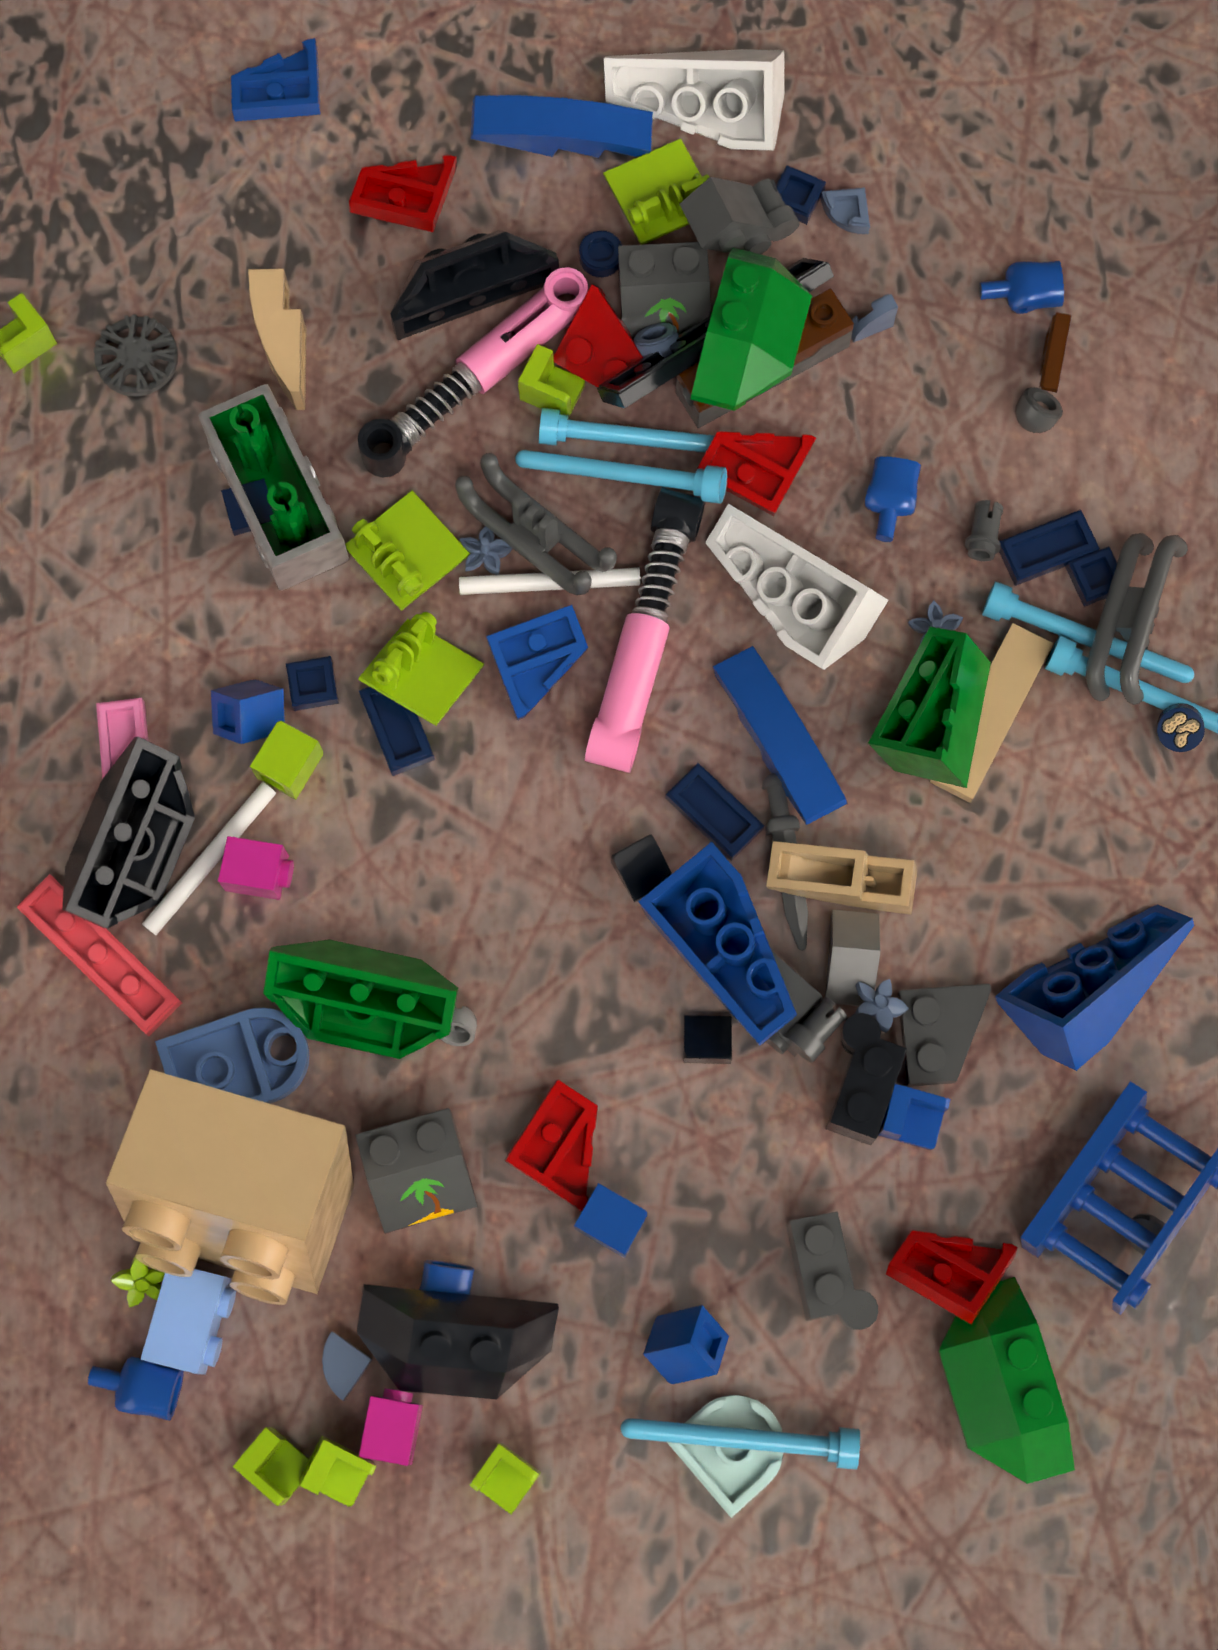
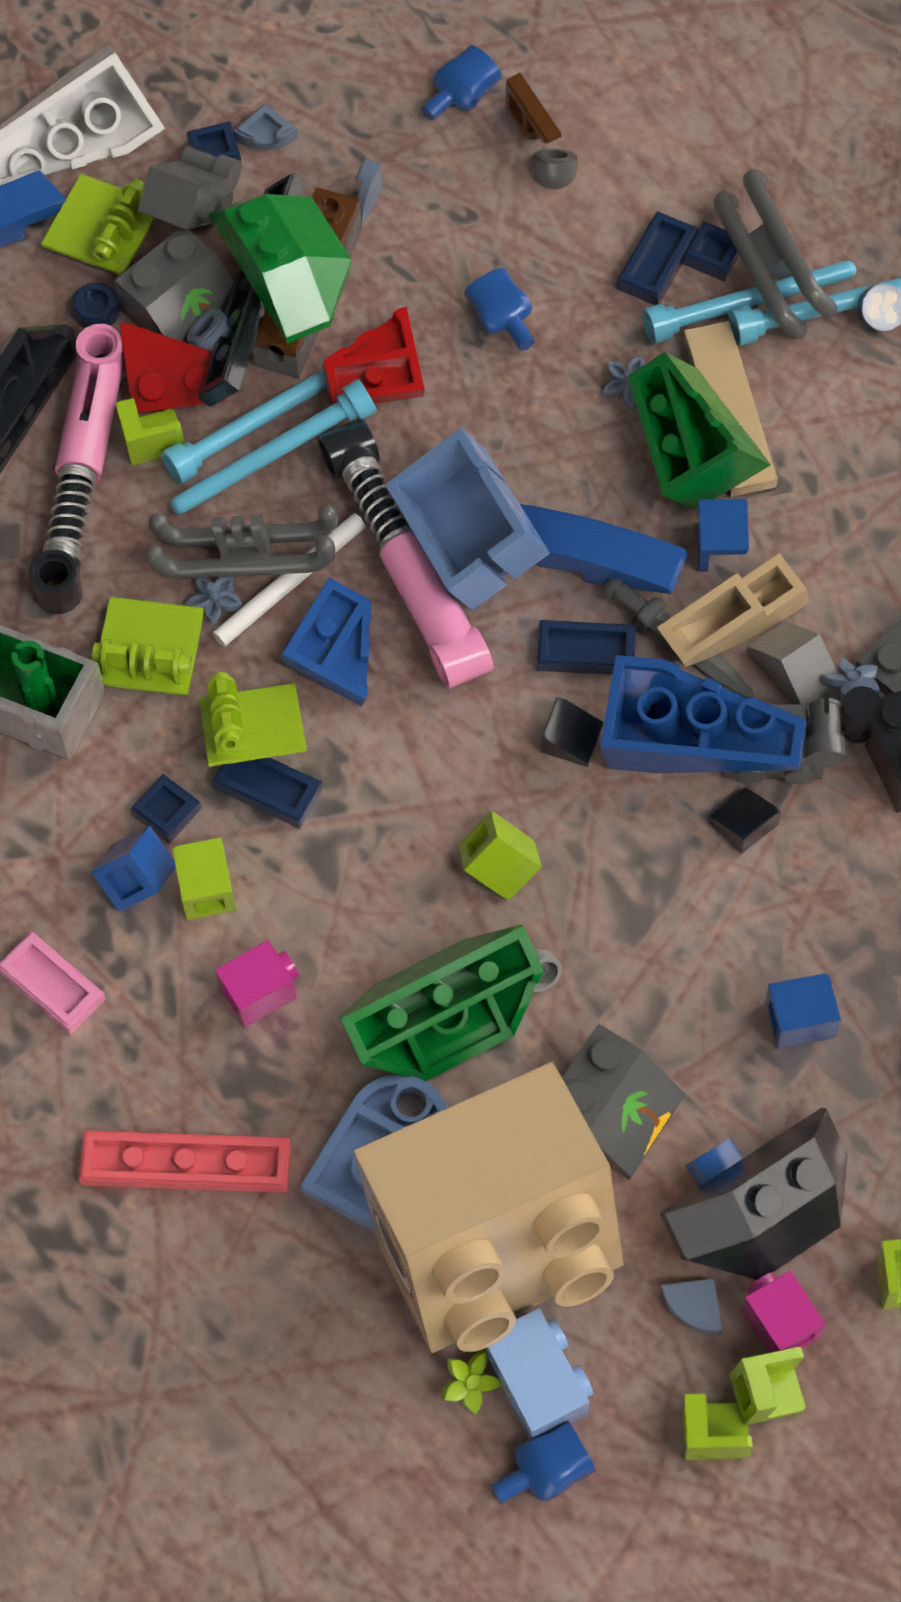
camera: 40 degrees left, 10 degrees down
(129, 837) = (125, 1039): black wedge -> none
(208, 859) = (208, 1012): white bar -> none
(505, 918) = (499, 855): none -> lime panel
(558, 1144) = (704, 992): red wing -> none
(704, 643) = (466, 519): none -> medium blue piece
(802, 597) = (523, 426): white wedge -> none
(890, 805) = (721, 529): none -> blue panel
(983, 541) = (605, 288): dark grey pin -> none

